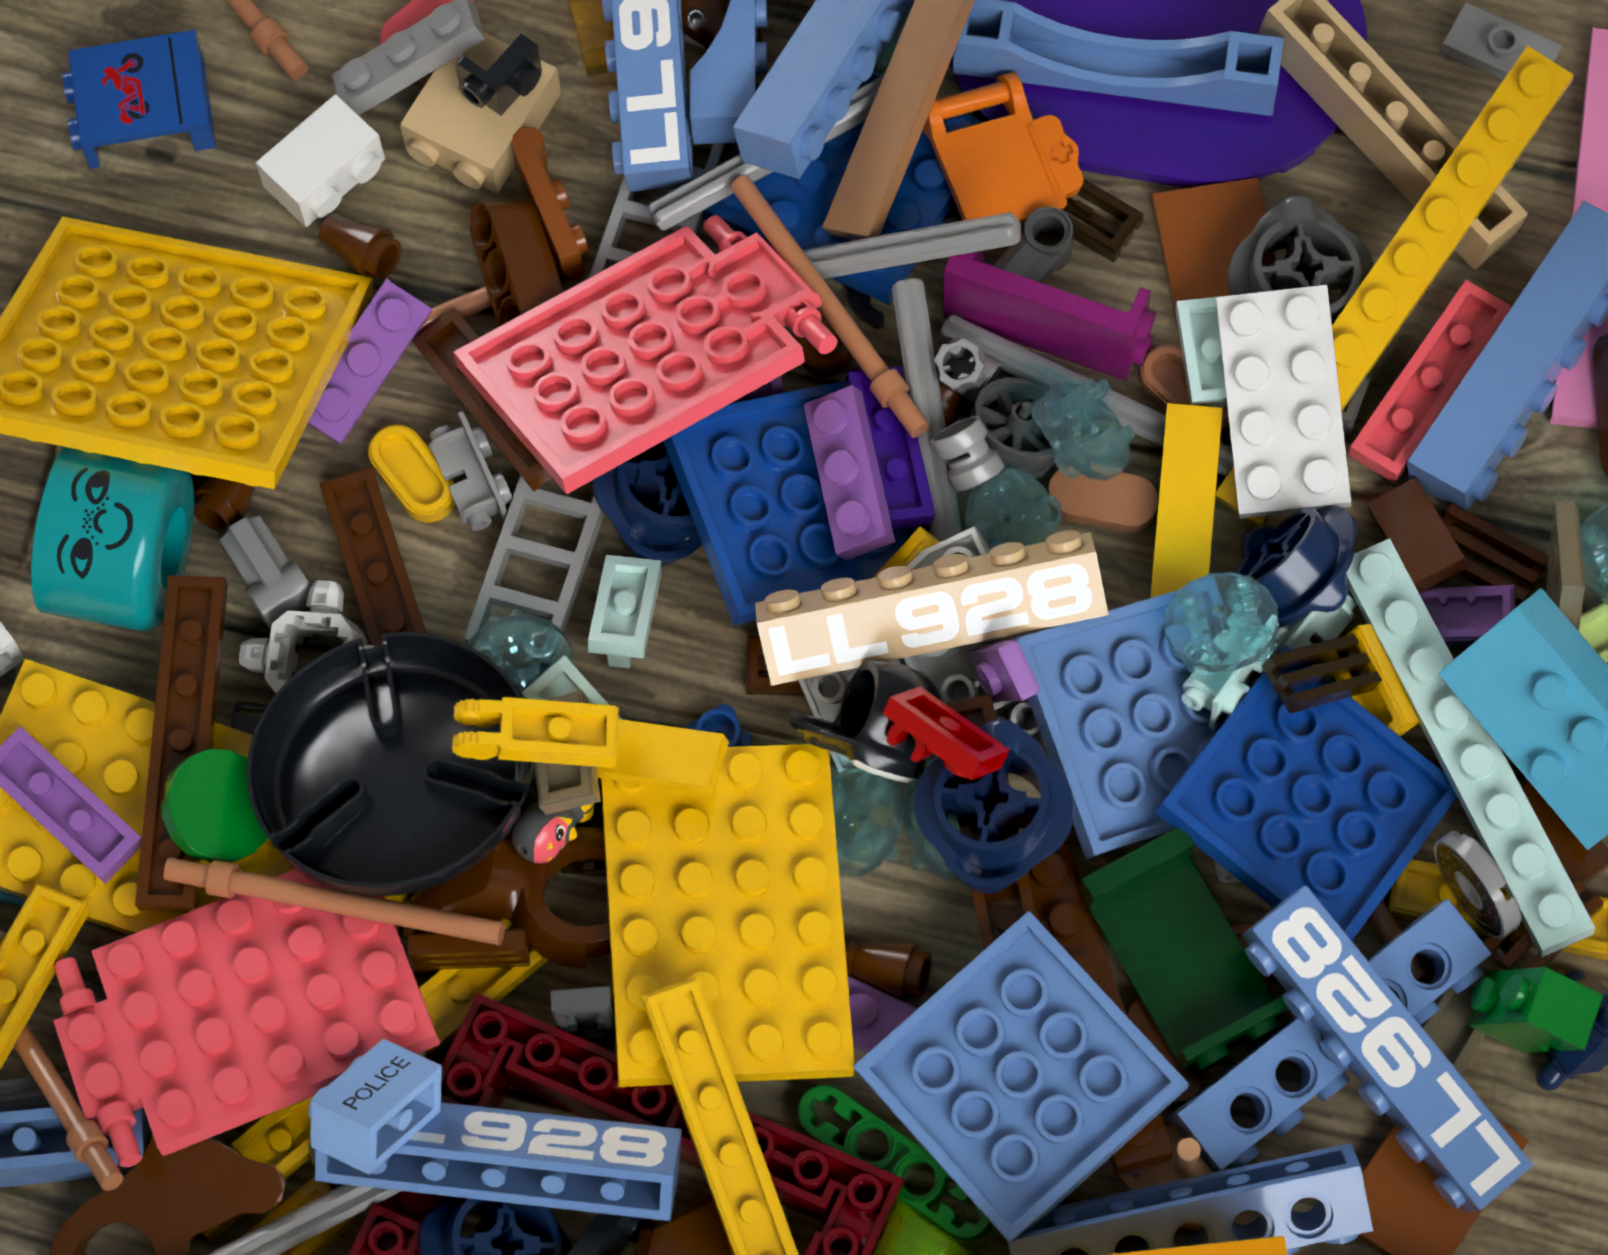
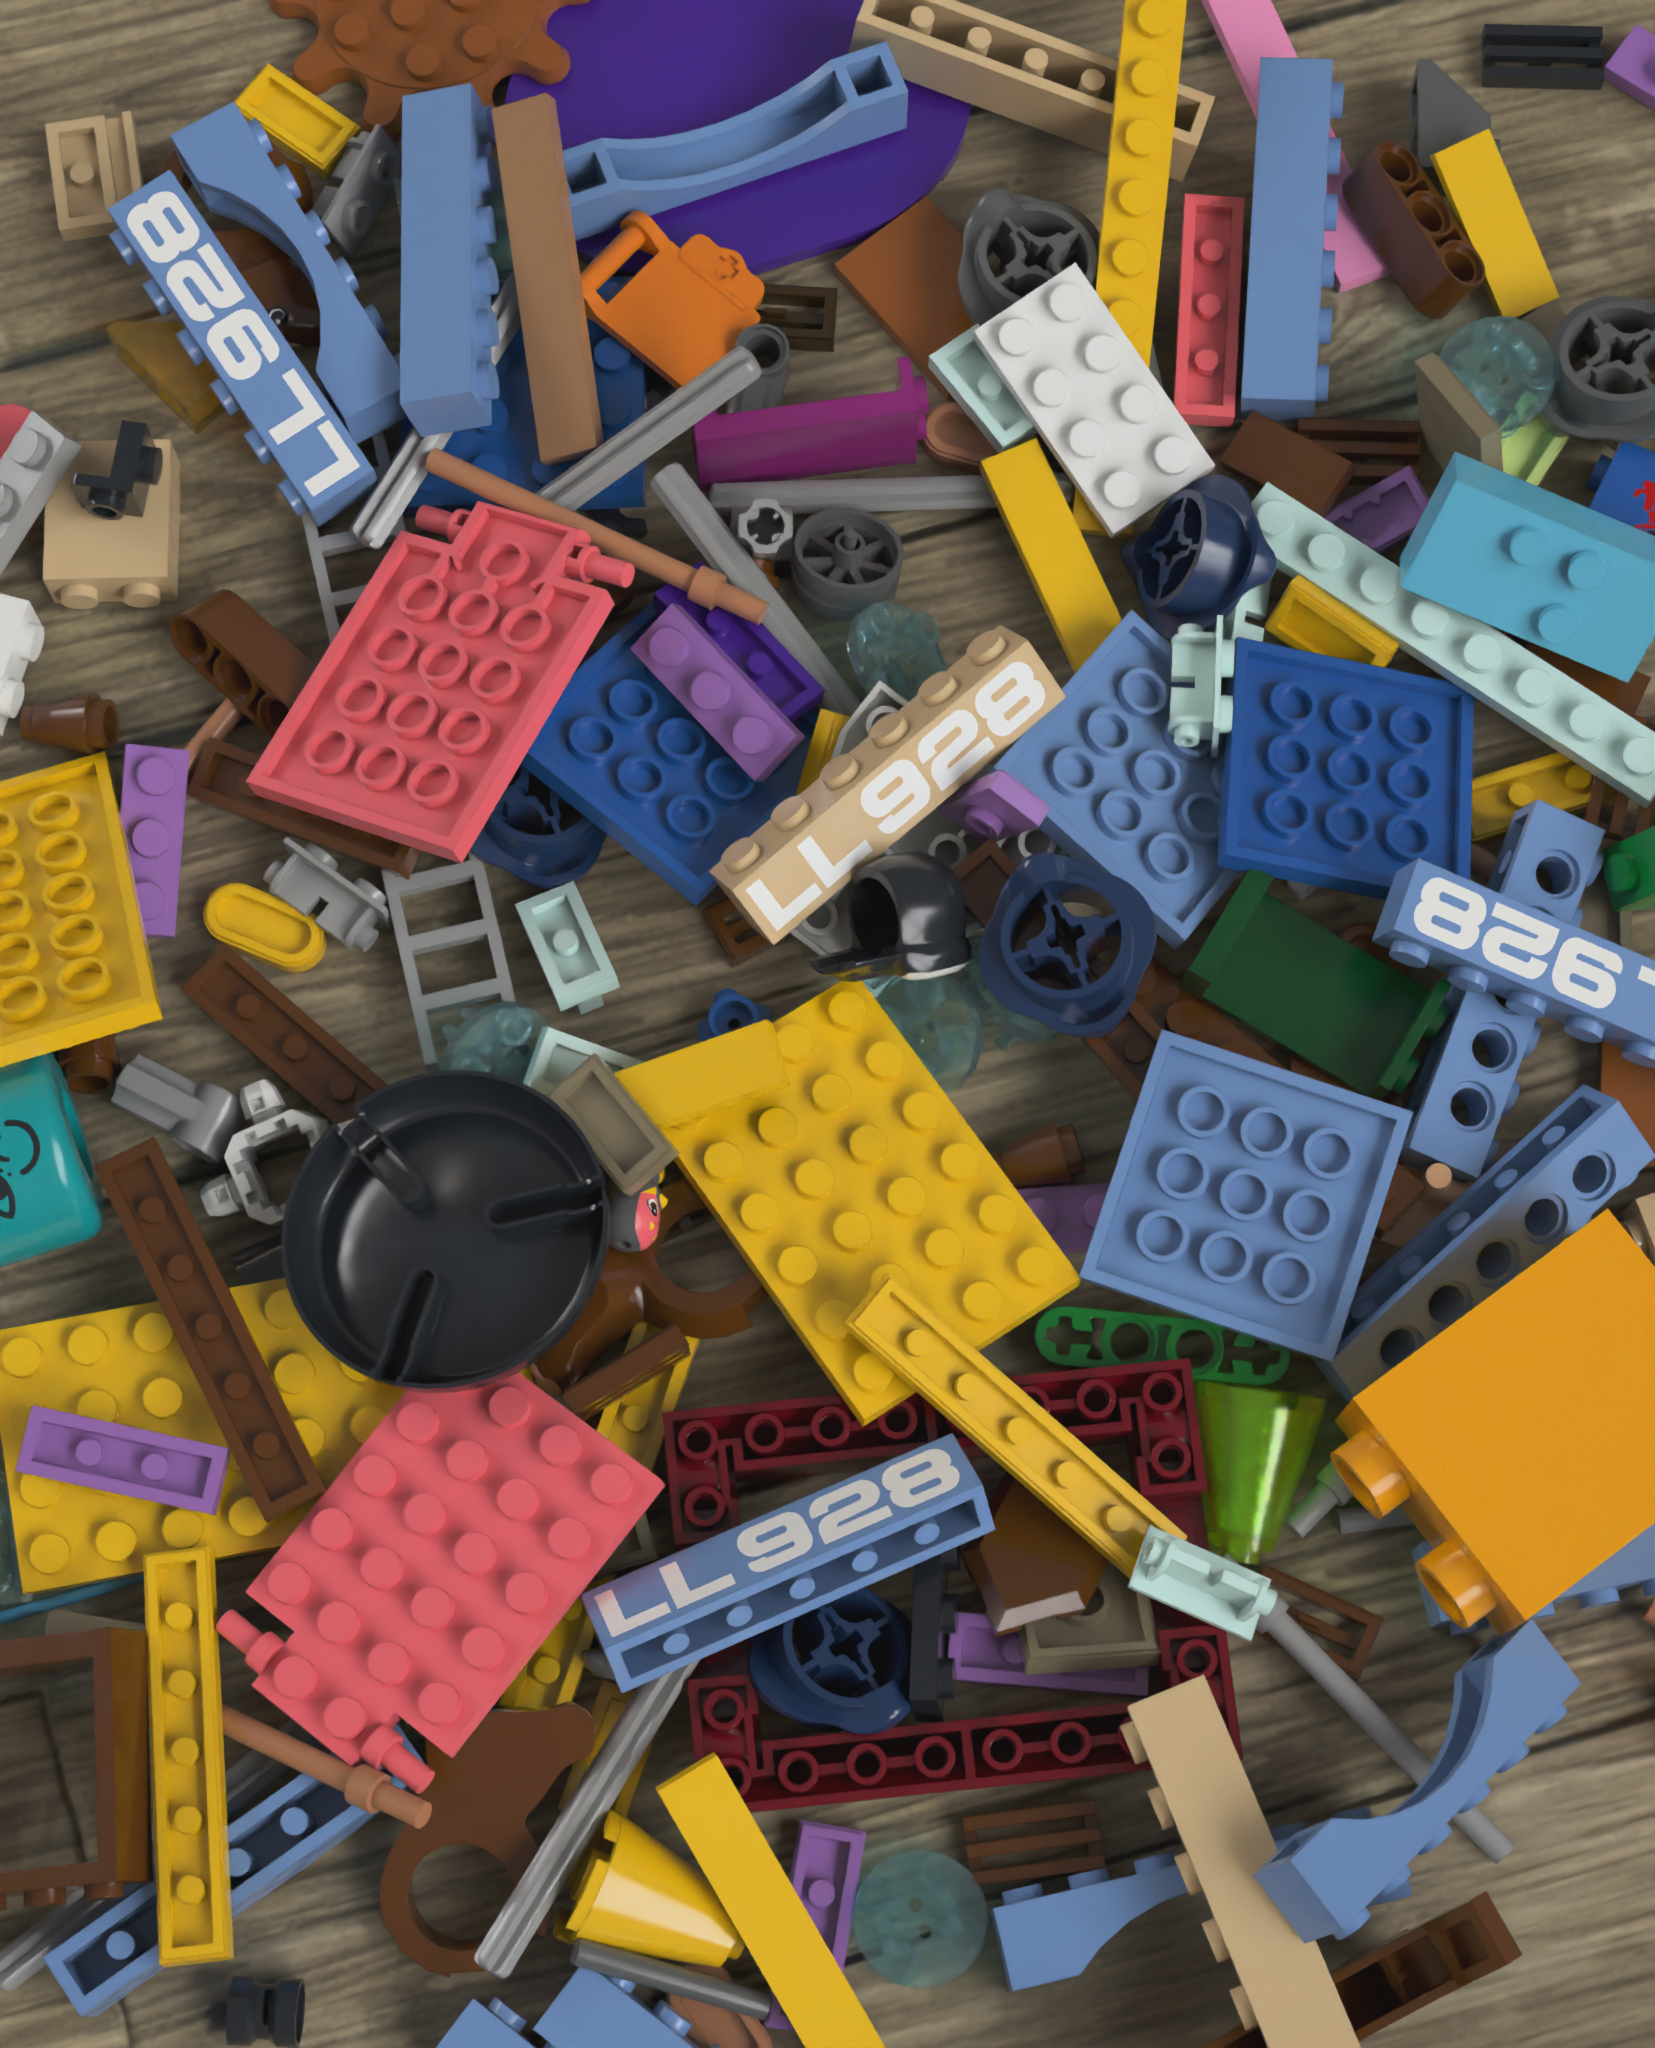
camera: 35 degrees left, 5 degrees up
(211, 807) = (287, 1377): green tile -> none
(226, 880) = (345, 1442): nougat bar -> none
(375, 1106) = (648, 1586): light blue brick -> none
(538, 731) = (586, 1117): yellow hinge -> none
(550, 199) = (241, 575): dark orange plate -> none
(585, 1012) = (780, 1370): dark grey plate -> none
(943, 731) = (972, 896): red plate -> none
(967, 453) = (822, 612): light grey wheel -> none
(1083, 430) = (917, 529): clear light blue plate -> none
(1118, 504) = (967, 587): nougat tile -> none
(1196, 630) = (1154, 666): clear light blue plate -> none
(1313, 654) = (1305, 624): dark brown tile -> none
(1477, 884) = (1555, 770): light grey tile -> none

